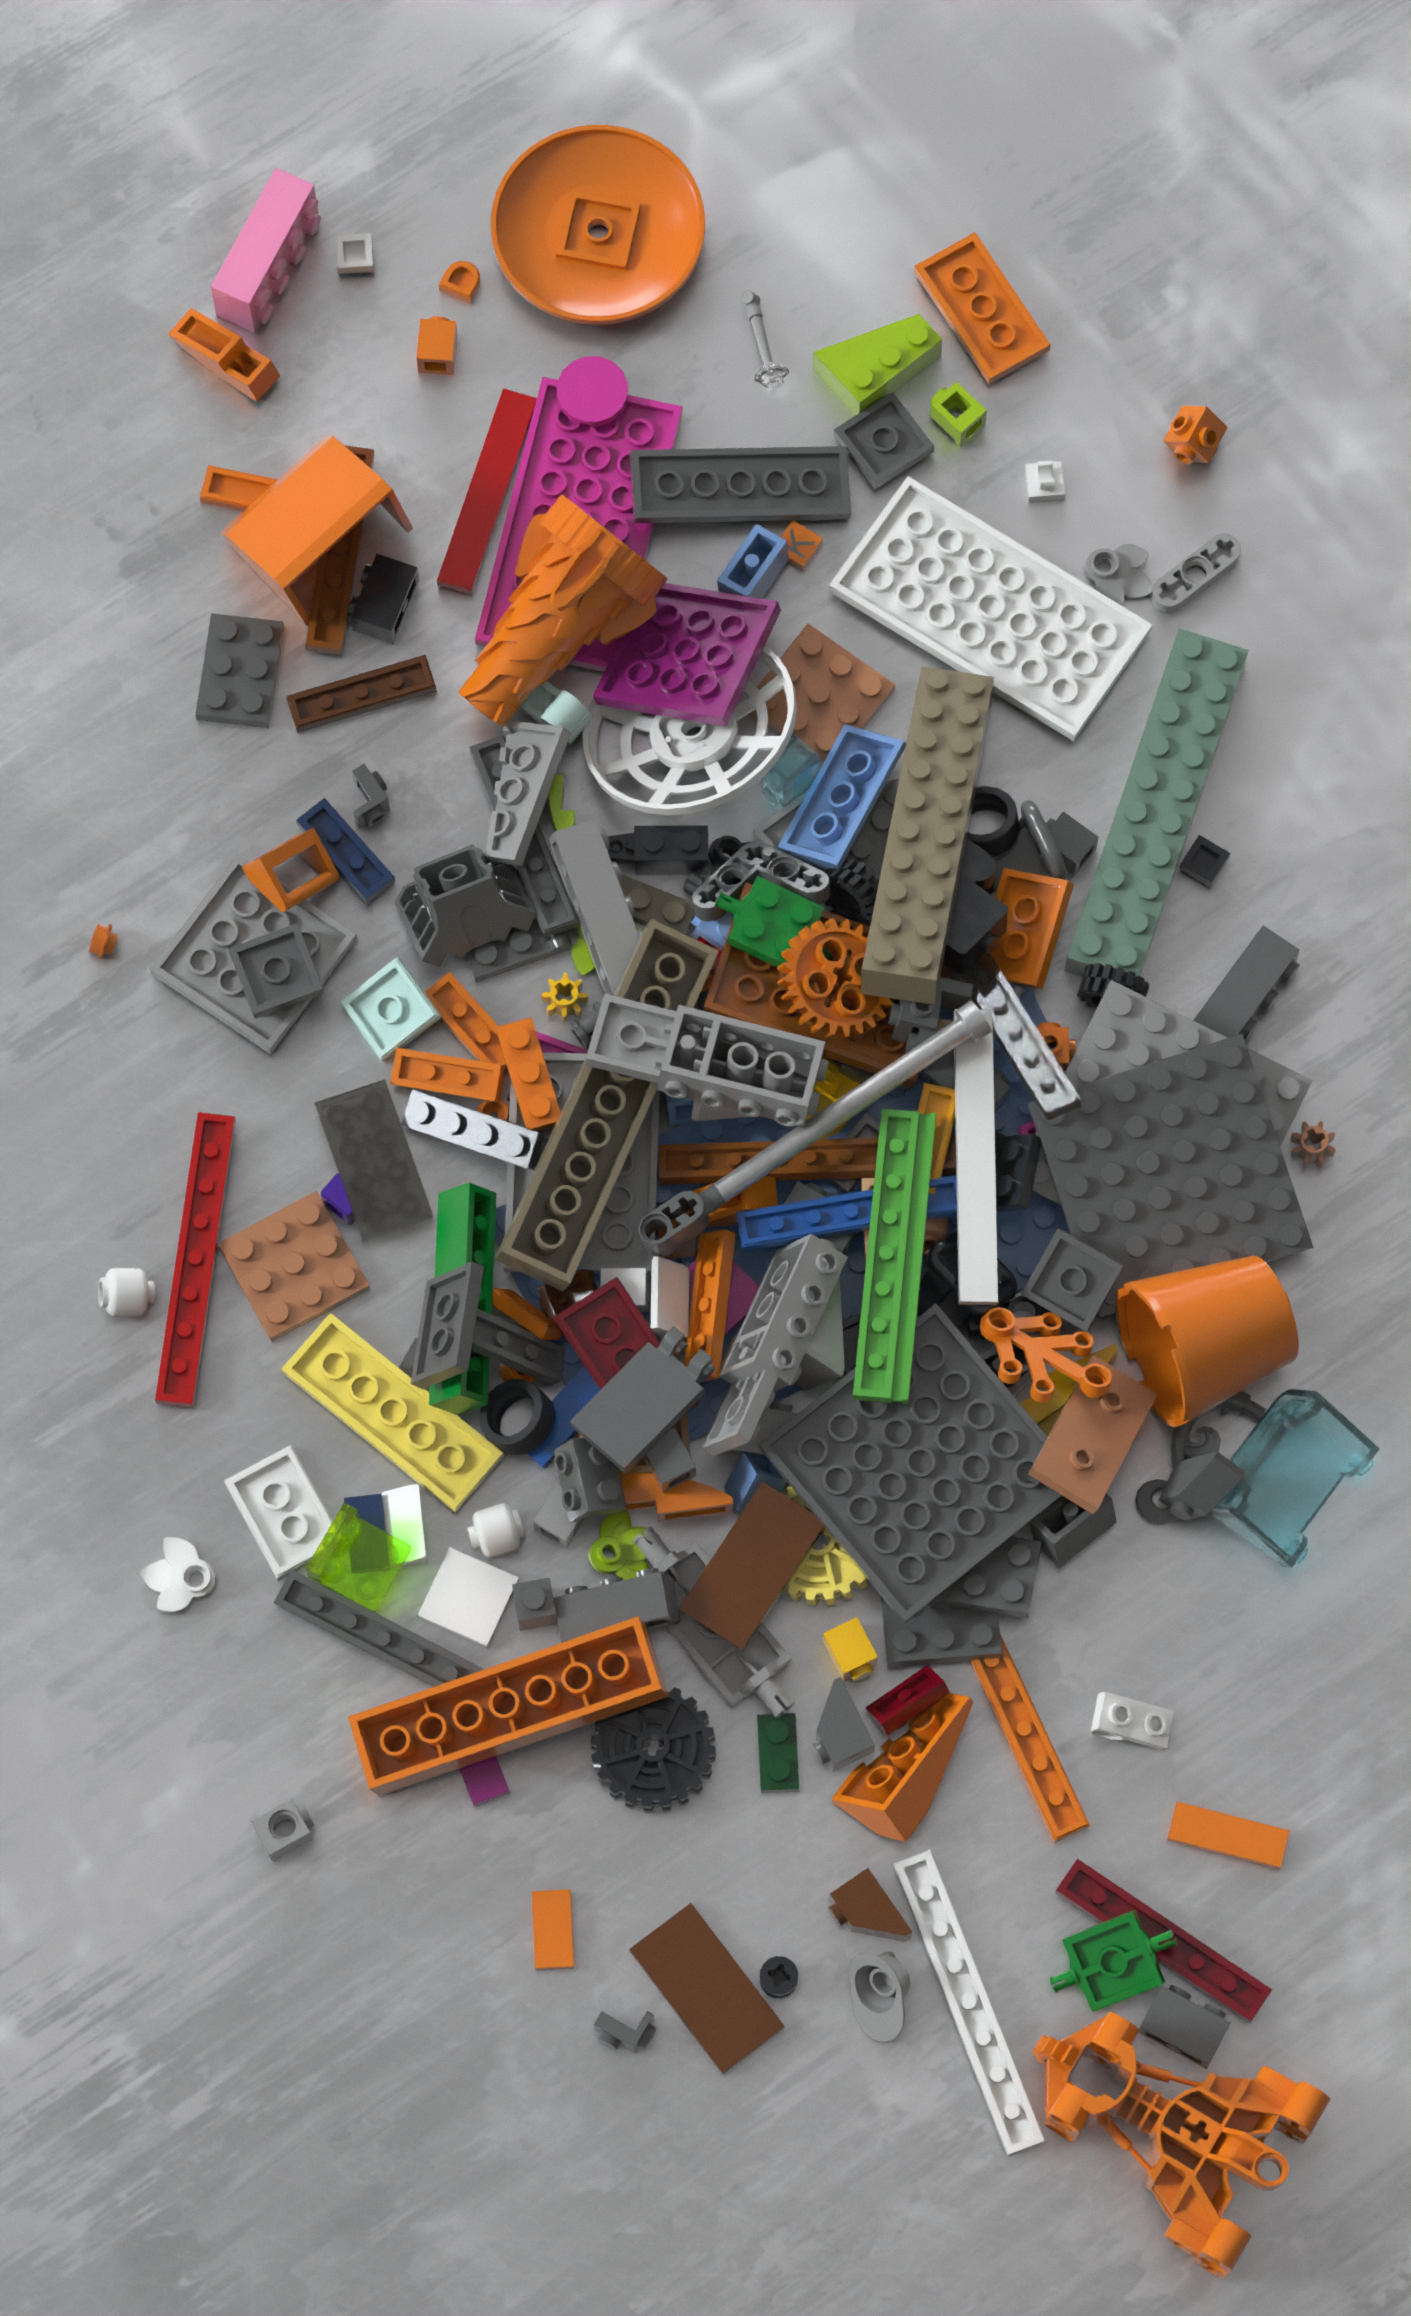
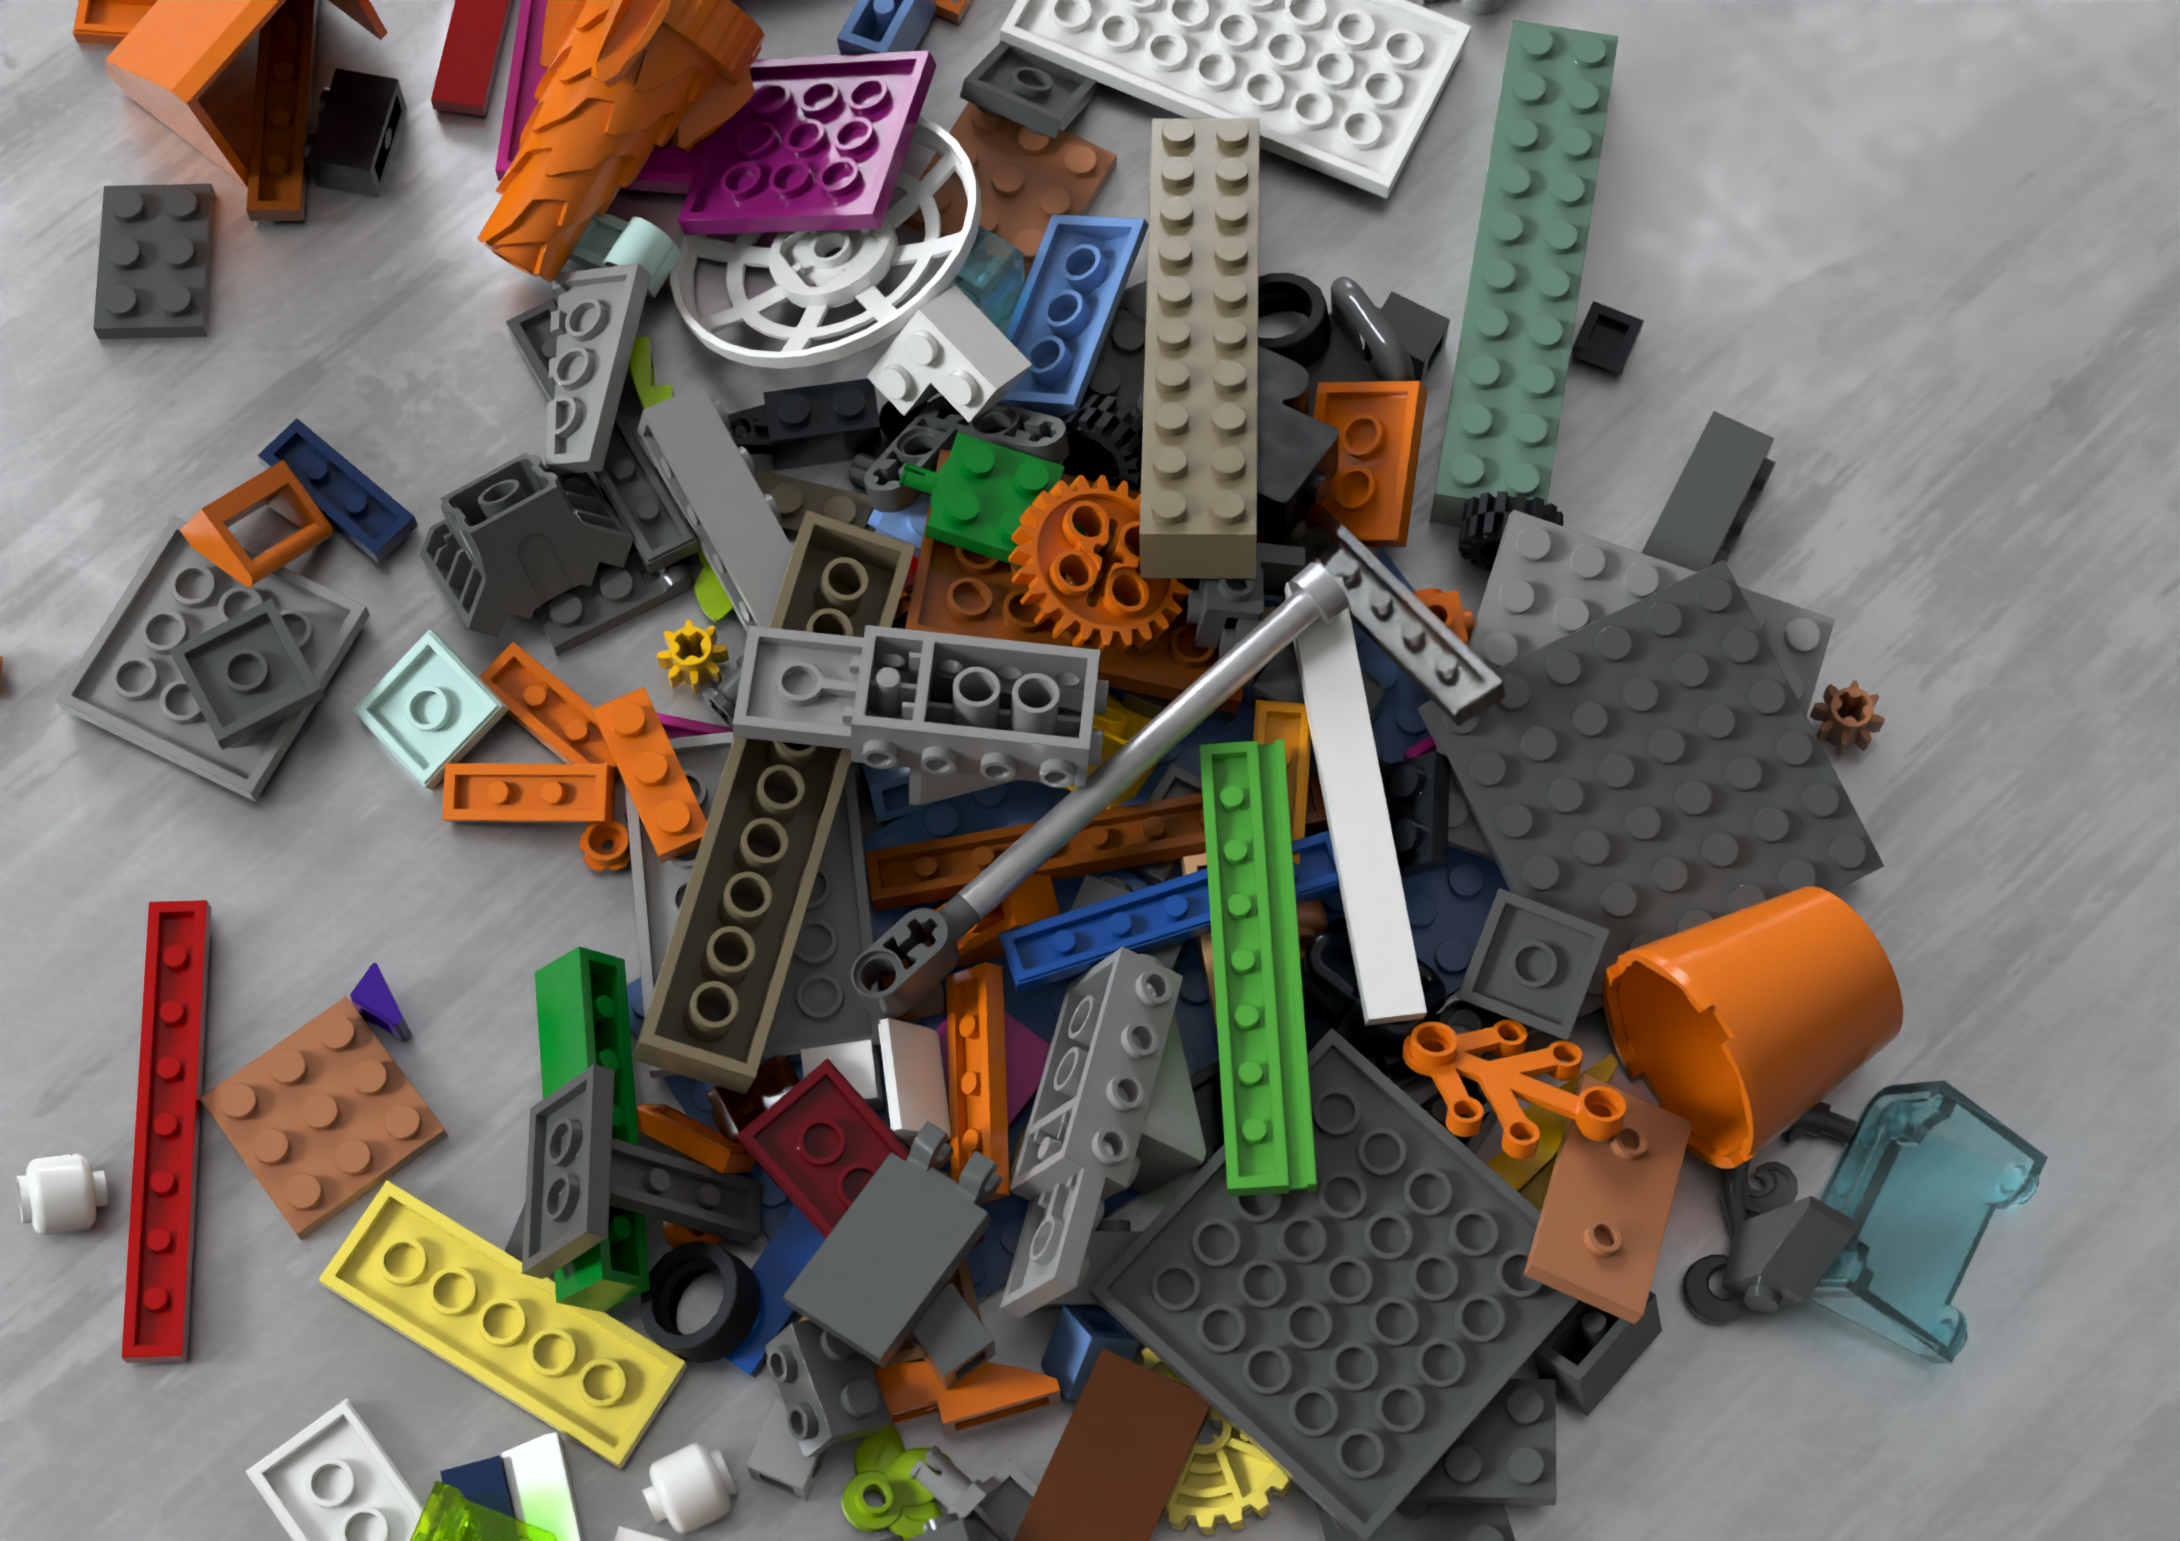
camera: 10 degrees left, 5 degrees down
(361, 693) = (337, 269): reddish brown tile -> none
(372, 789) = (369, 400): dark grey bracket -> none
(373, 1160) = (430, 938): clear smoke tile -> none
(473, 1129) = (577, 868): plate -> none
(761, 818) = (951, 352): none -> white brick
(842, 631) = (1028, 90): none -> dark grey plate

